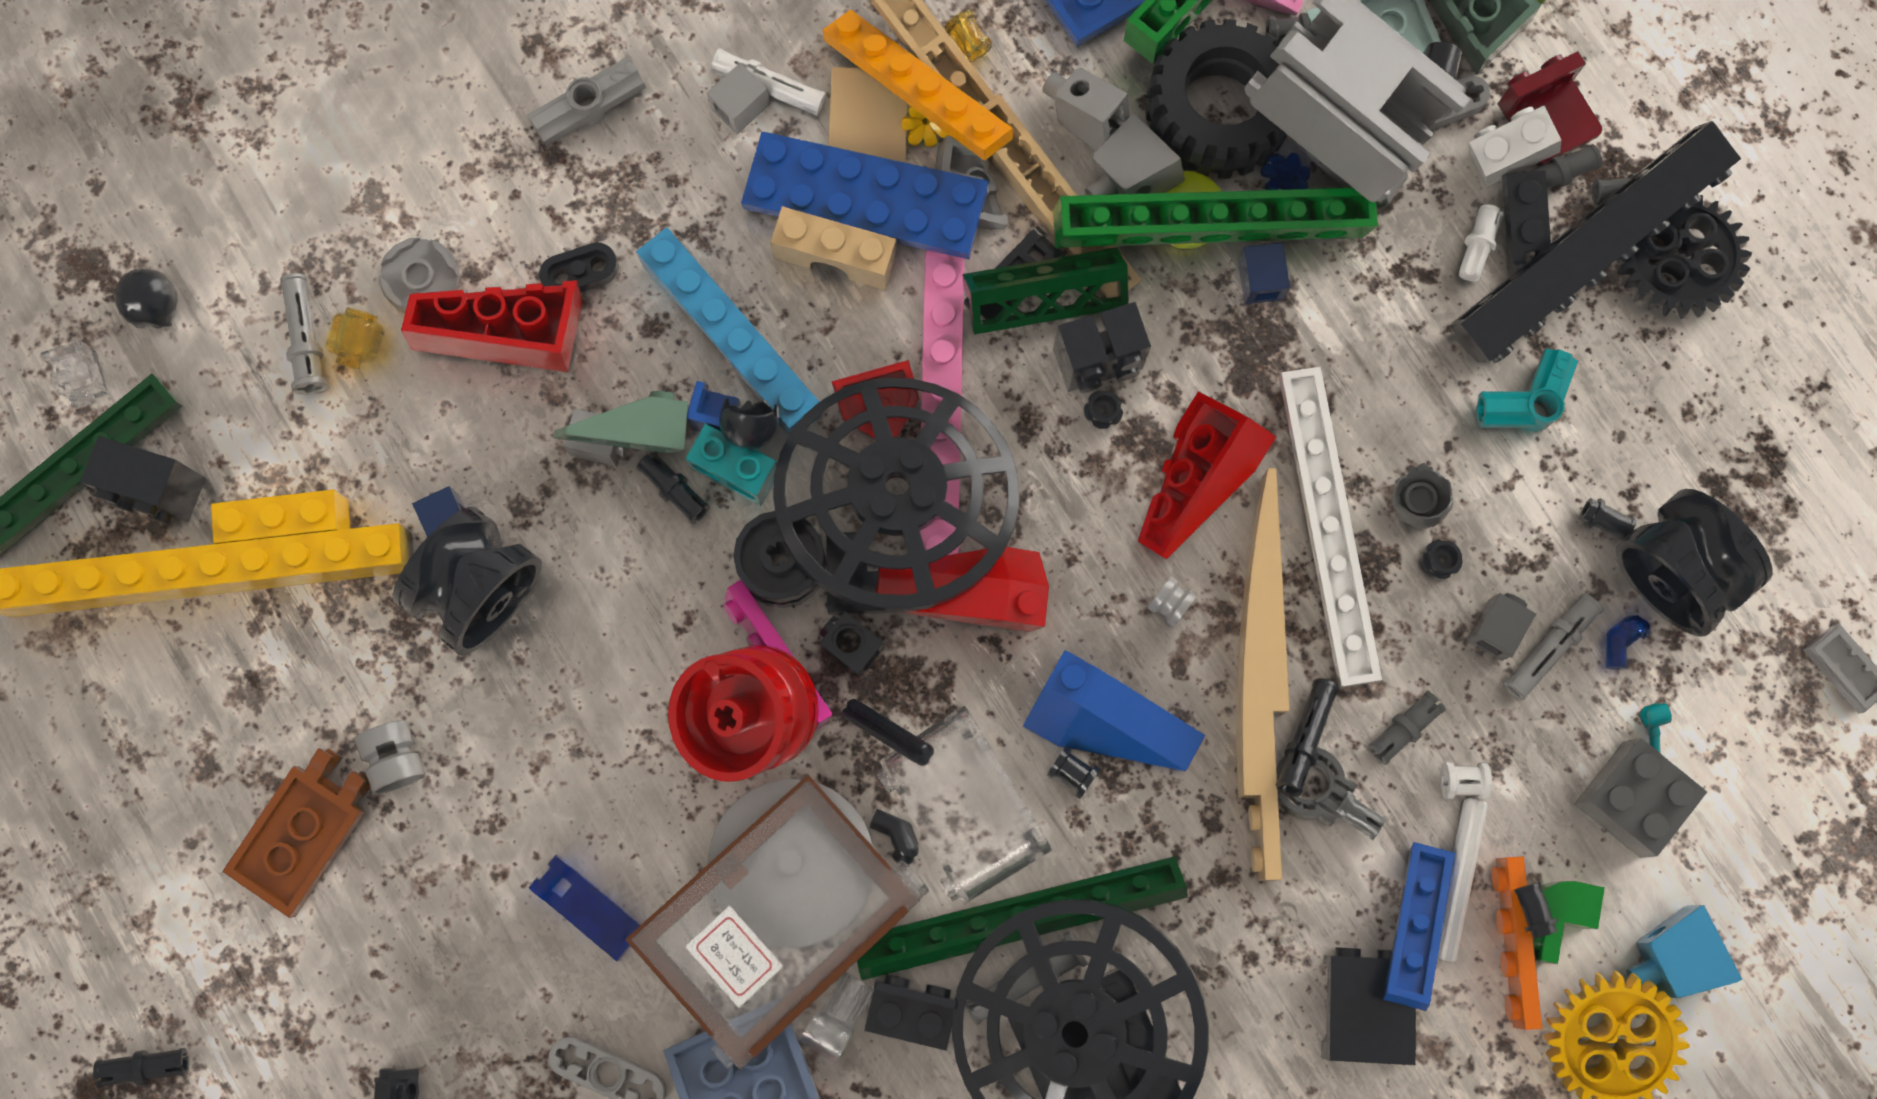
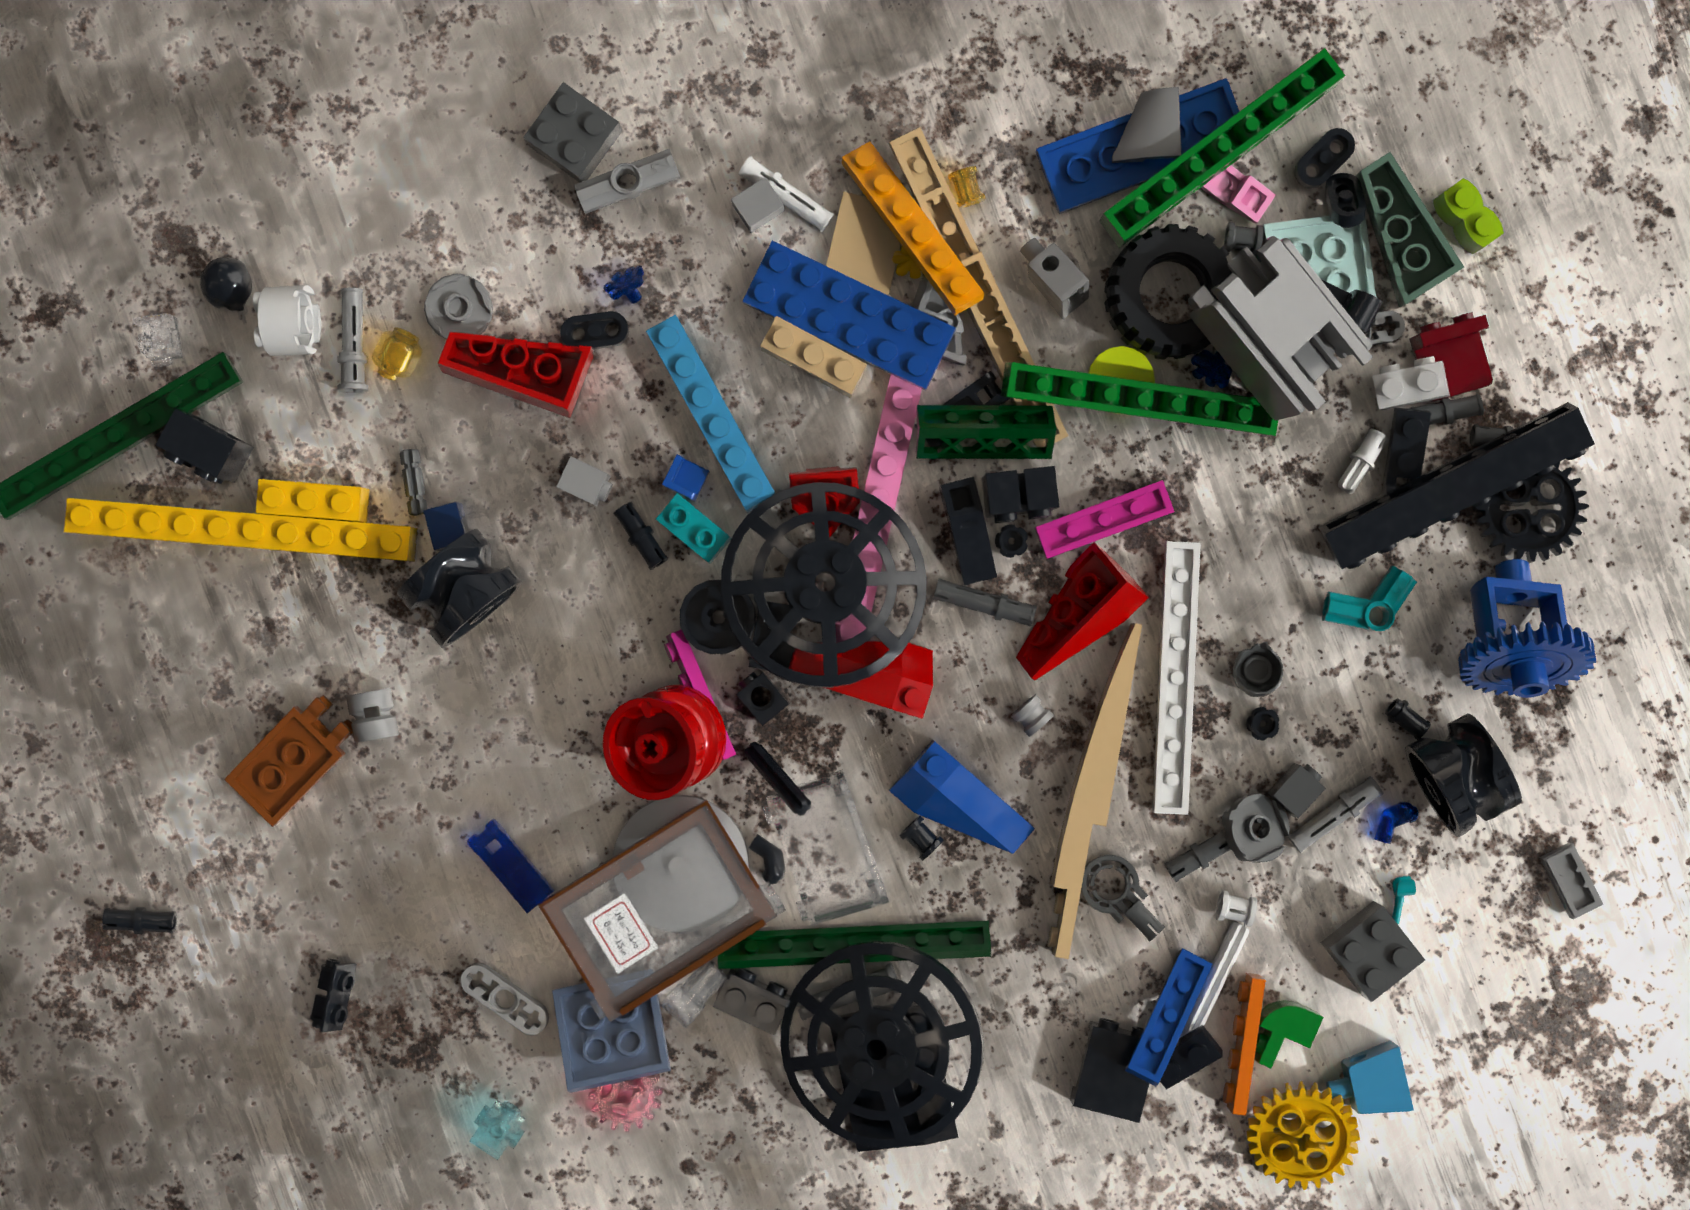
camera: 10 degrees right, 10 degrees up
(220, 321) = (287, 320): none -> white brick
(397, 478) = (413, 481): none -> dark grey axle
(516, 60) = (573, 133): none -> dark grey brick
(606, 212) = (626, 284): none -> clear blue plant
(646, 424) = (617, 481): sand green slope -> none
(749, 426) = (714, 502): black hair -> none
(1050, 402) = (968, 530): none -> black slope
(1088, 484) = (985, 602): none -> dark grey pin
(1135, 162) = (1082, 336): light grey torso -> none
(1204, 364) = (1104, 519): none -> dark pink plate
(1263, 273) = (1172, 451): dark blue panel -> none
(1302, 751) = (1108, 860): black pin -> none
(1450, 690) = (1239, 832): none -> dark grey plate
(1457, 968) = (1190, 1055): none -> black plate
(1536, 910) = (1263, 1025): black pin -> none
(1731, 410) = (1527, 660): none -> blue piece

